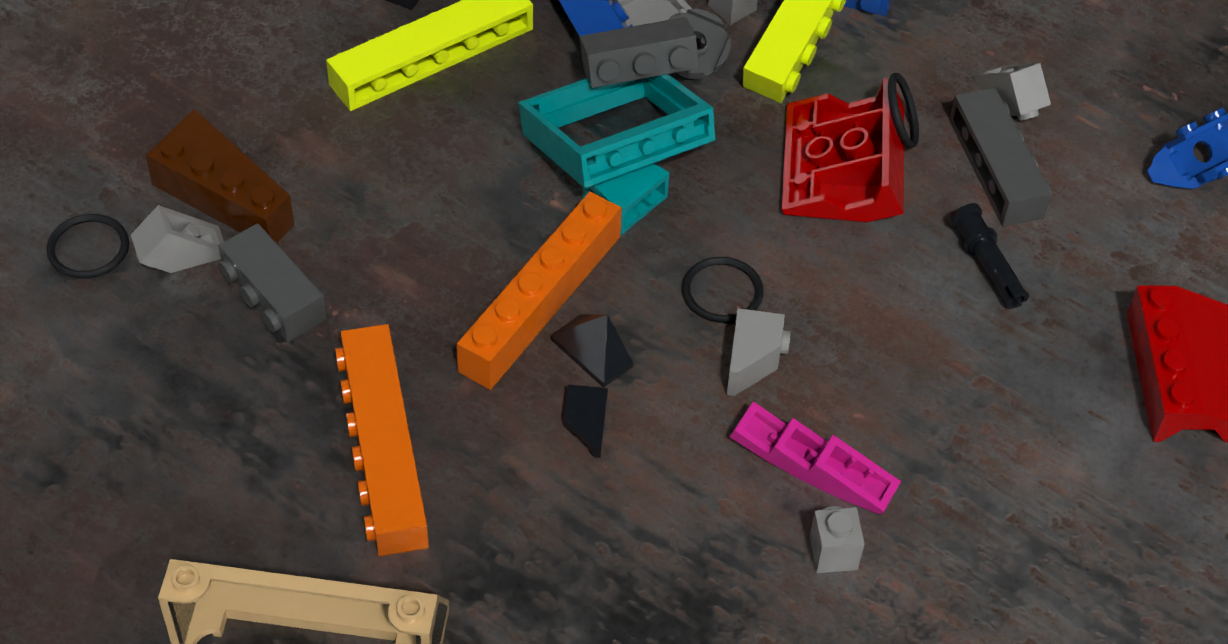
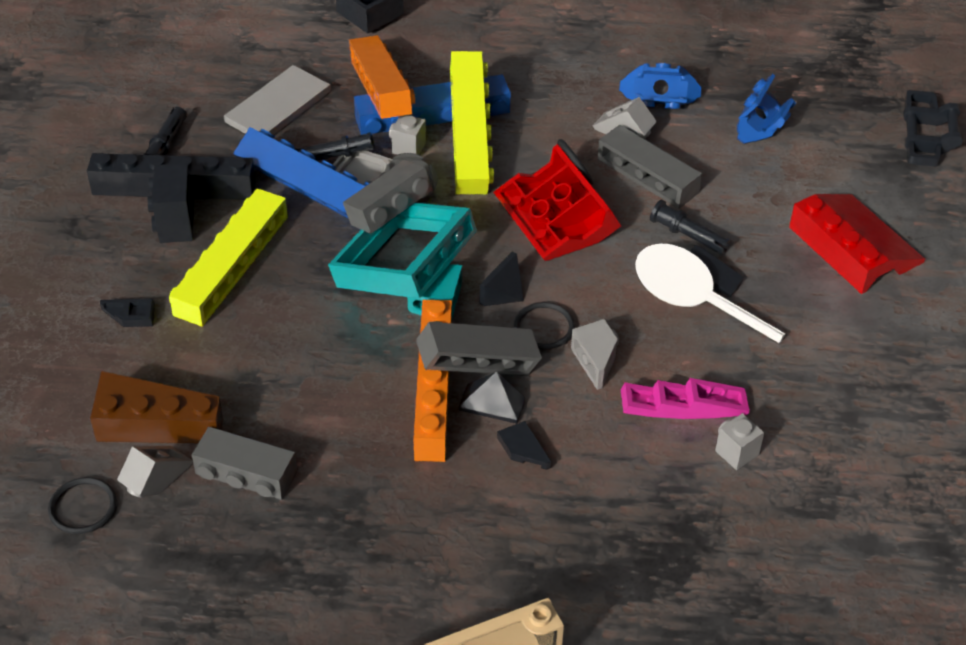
camera: 30 degrees left, 5 degrees down
(288, 60) = (130, 311): none -> black tile
(383, 439) = (406, 528): orange brick -> none
(605, 277) = (478, 348): none -> dark grey brick
(709, 216) = (503, 283): none -> black slope
(929, 317) = (686, 282): none -> white piece
(974, 320) = (724, 278): none -> black slope
(1122, 74) = (681, 85): none -> blue piece

